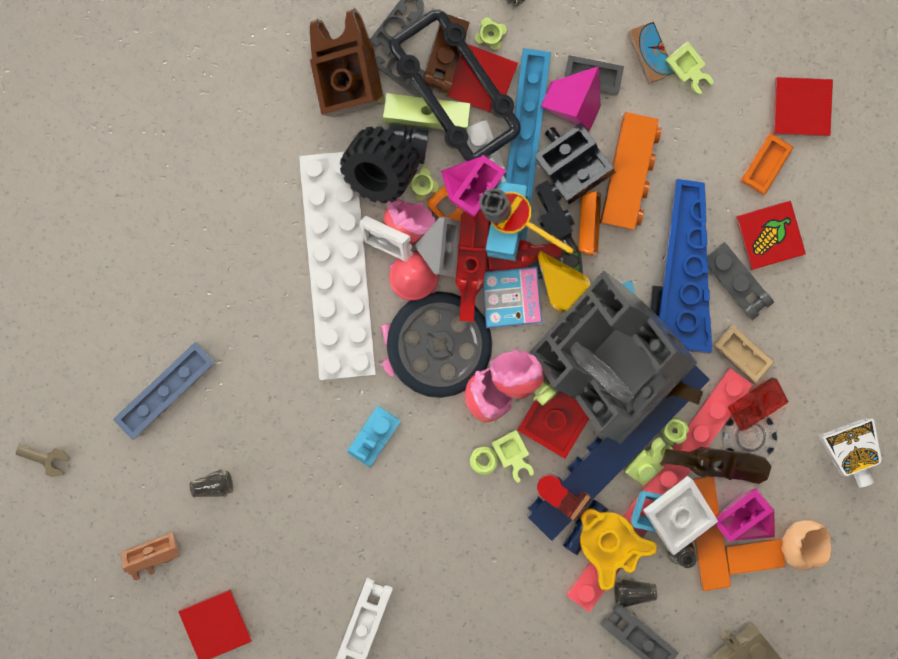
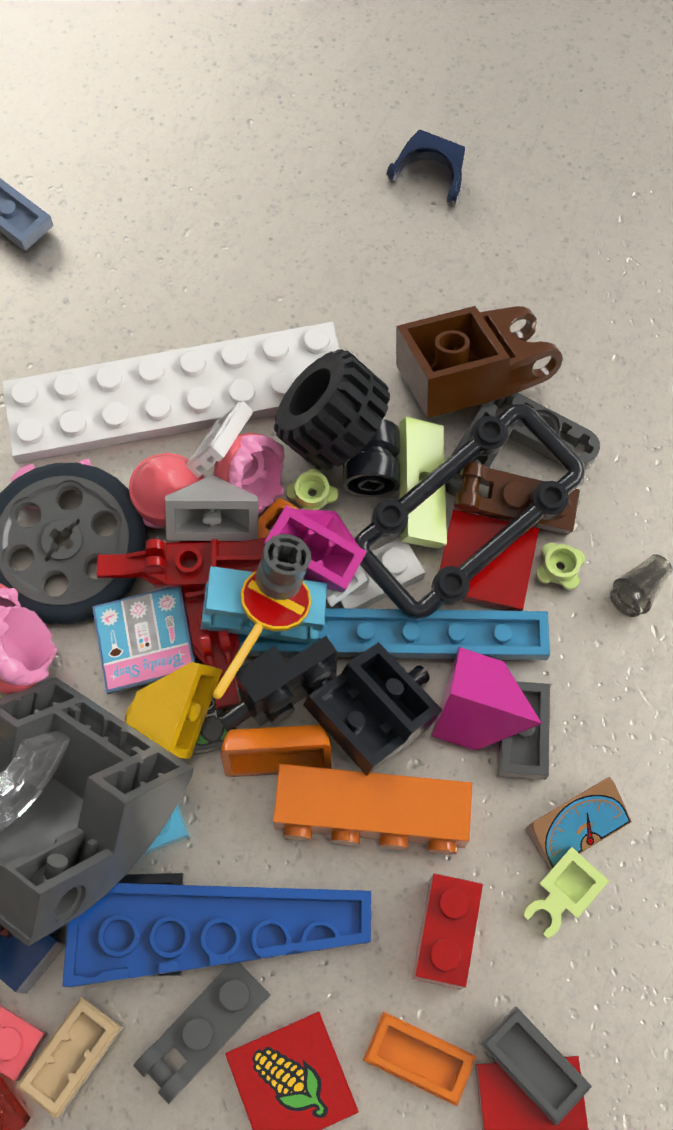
camera: 80 degrees right, 20 degrees down
(170, 58) = (429, 146): none -> dark blue helmet
(705, 139) = (447, 931): none -> red brick
(779, 101) = (535, 1065): none -> dark grey tile

